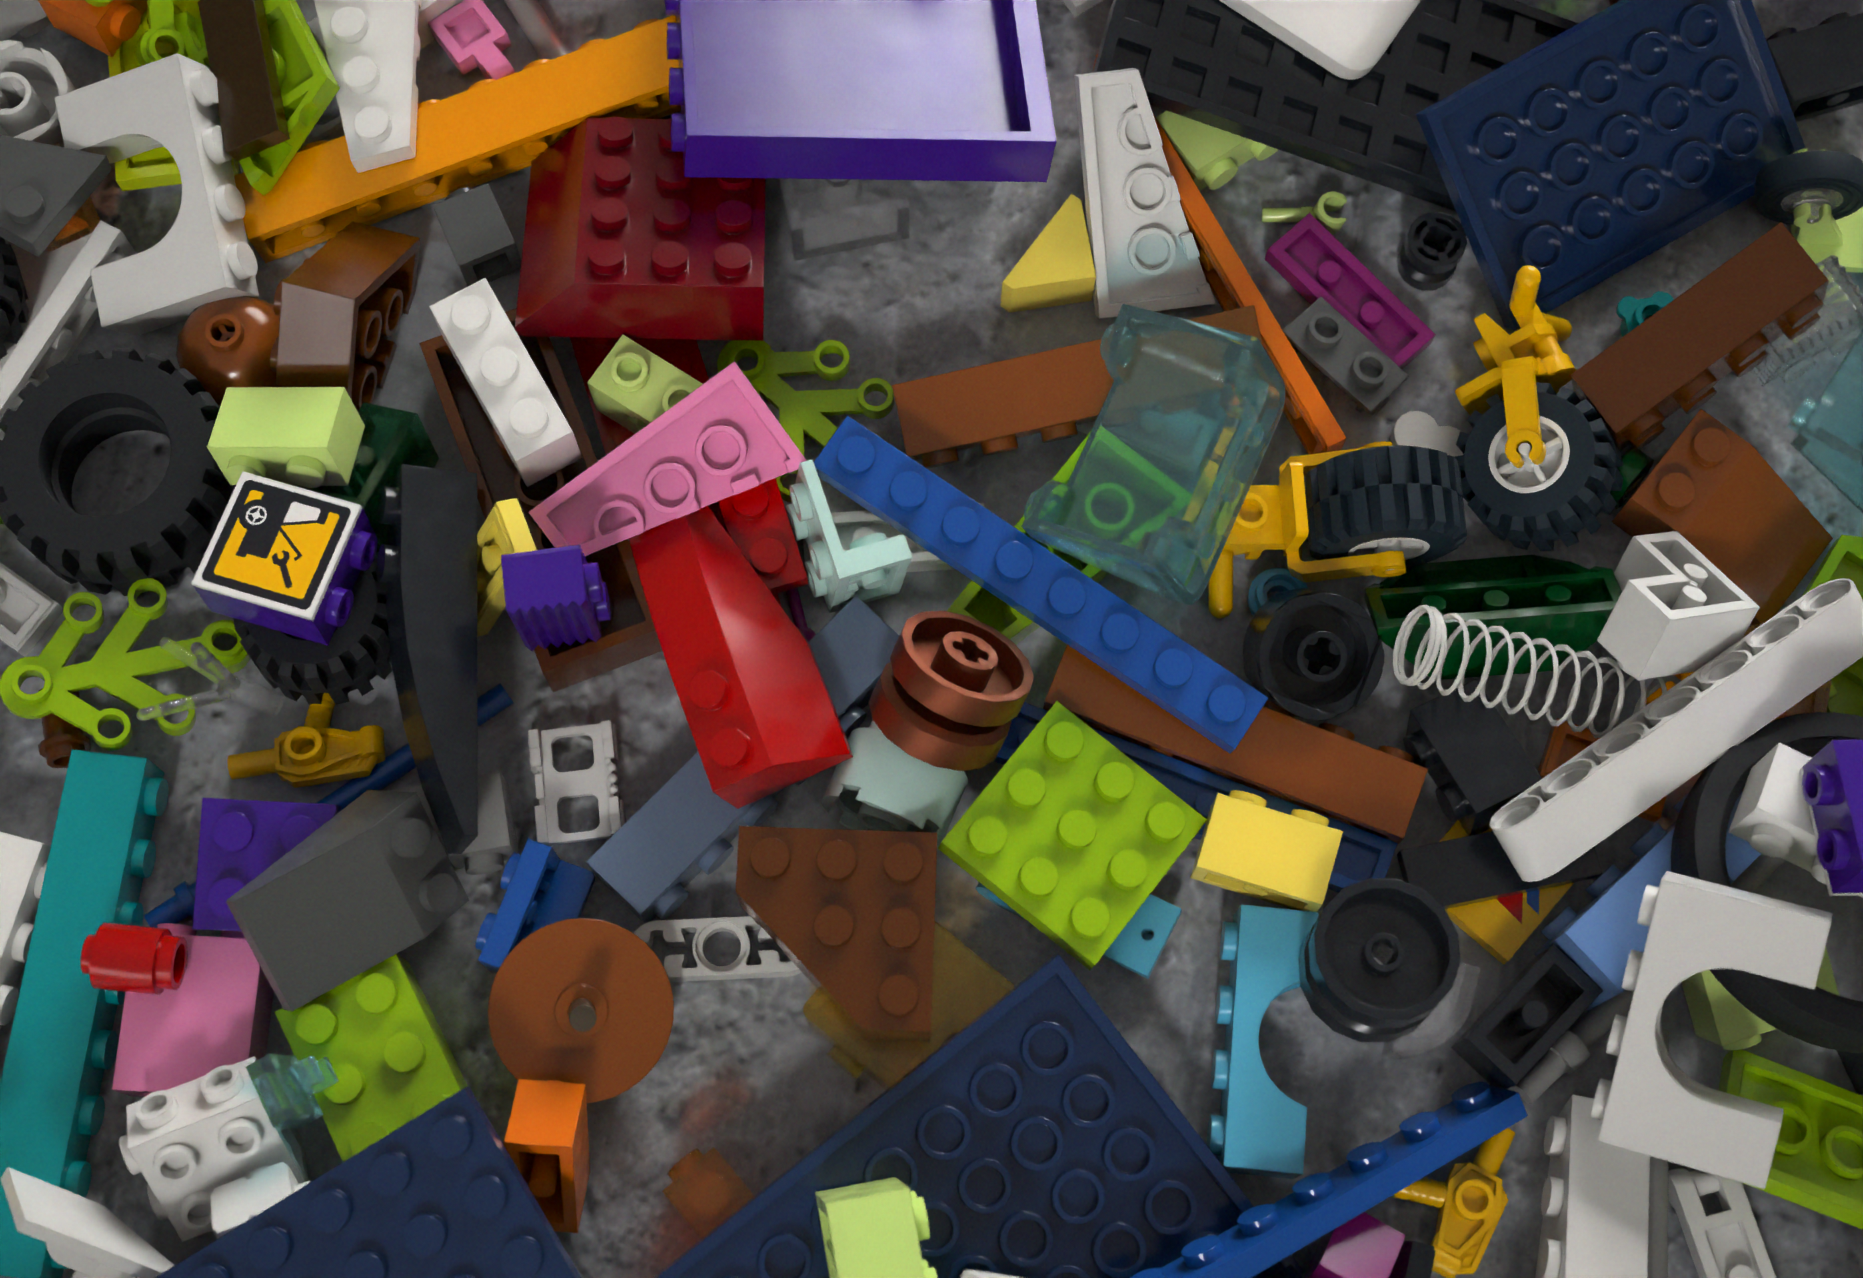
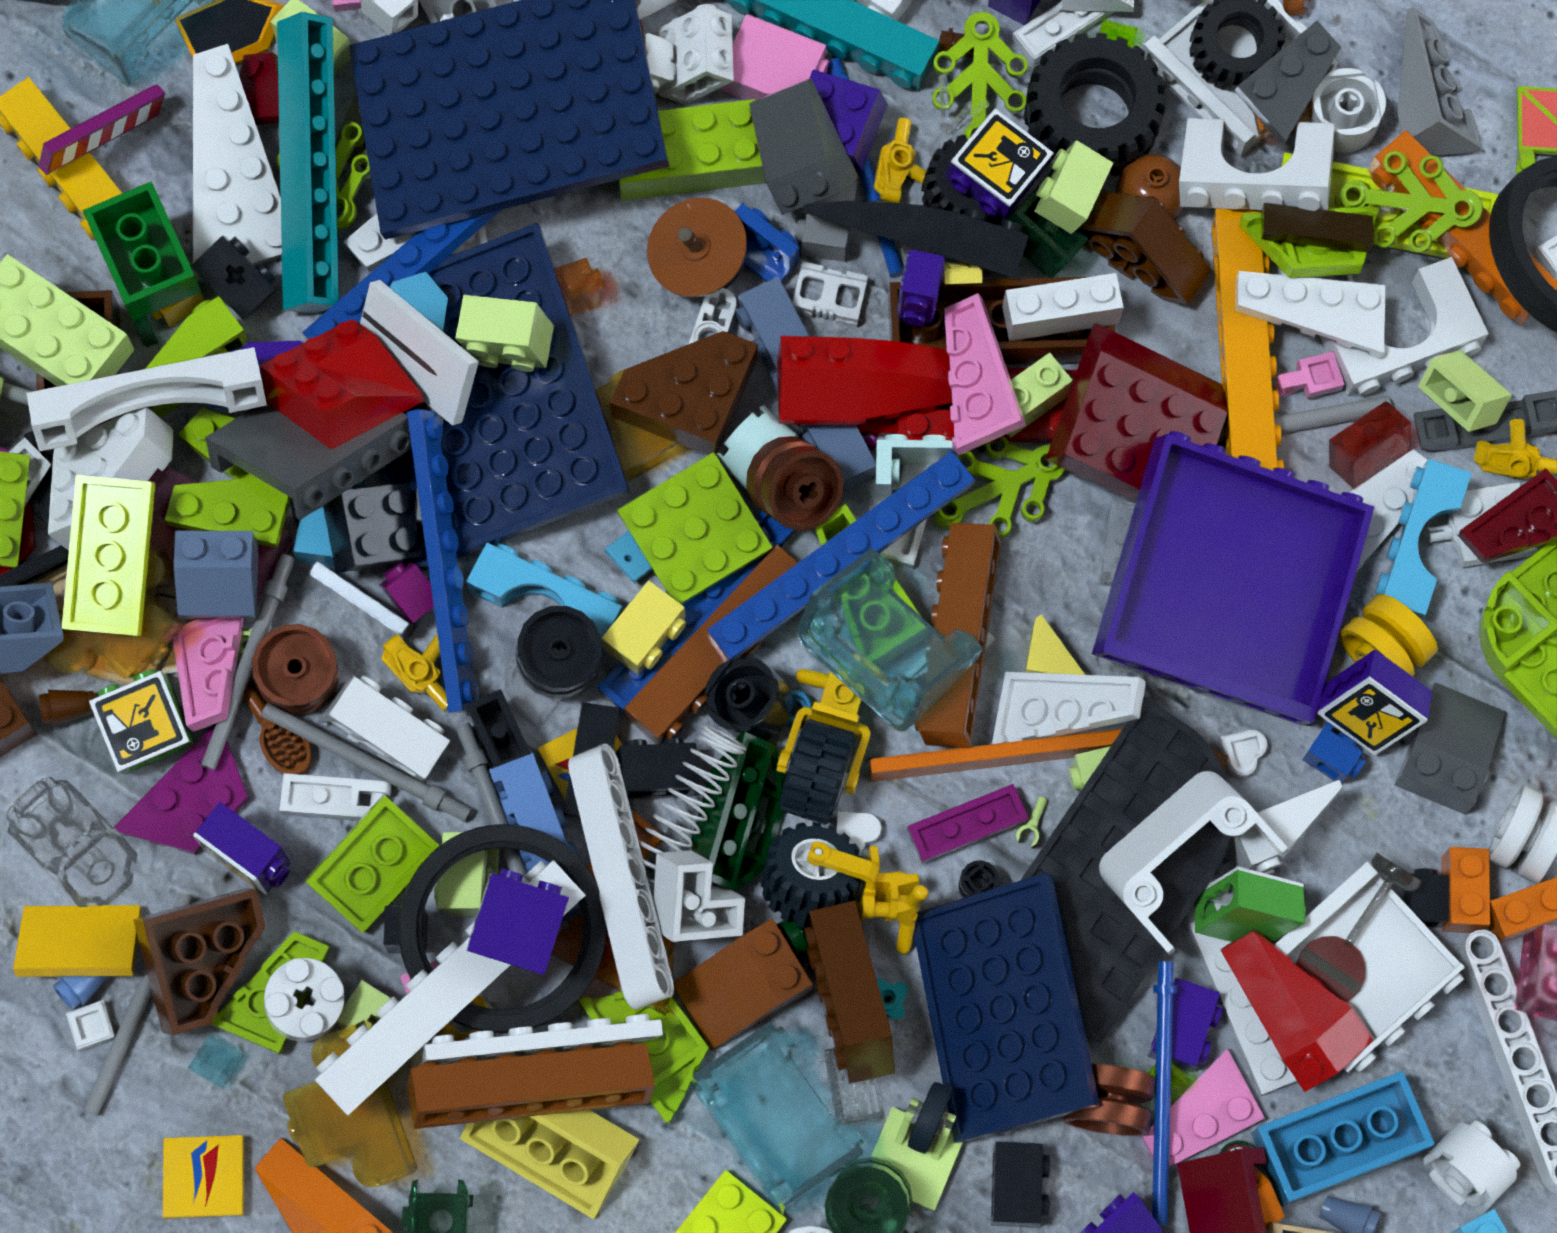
camera: 110 degrees right, 0 degrees up
(134, 959) = (807, 37): red brick -> none
(290, 1086) = (708, 90): clear light blue tile -> none
(478, 234) = (1180, 335): dark grey brick -> none
(551, 1147) = (627, 208): orange brick -> none
(1345, 356) = (926, 799): dark grey hinge -> none
(1651, 1100) = (428, 761): white arch -> none

